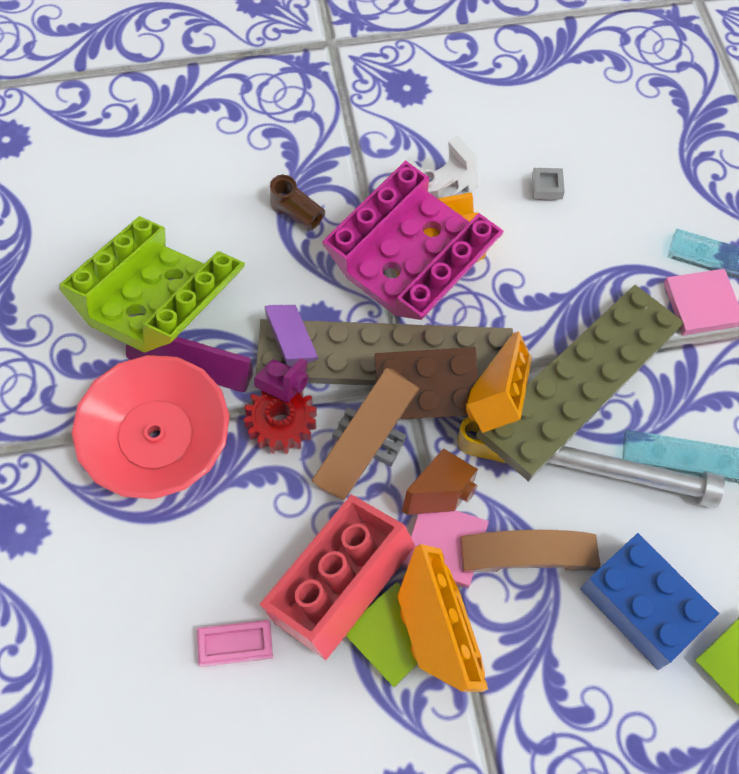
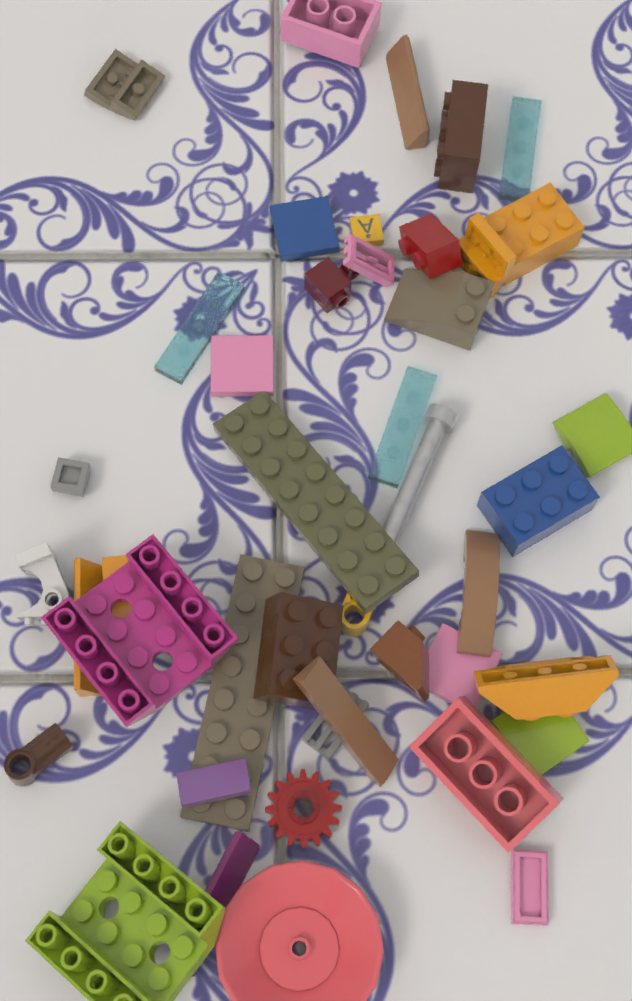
camera: 80 degrees left, 5 degrees up
(282, 379) = (269, 798): magenta bracket -> none
(501, 389) = (325, 579): light orange slope -> none

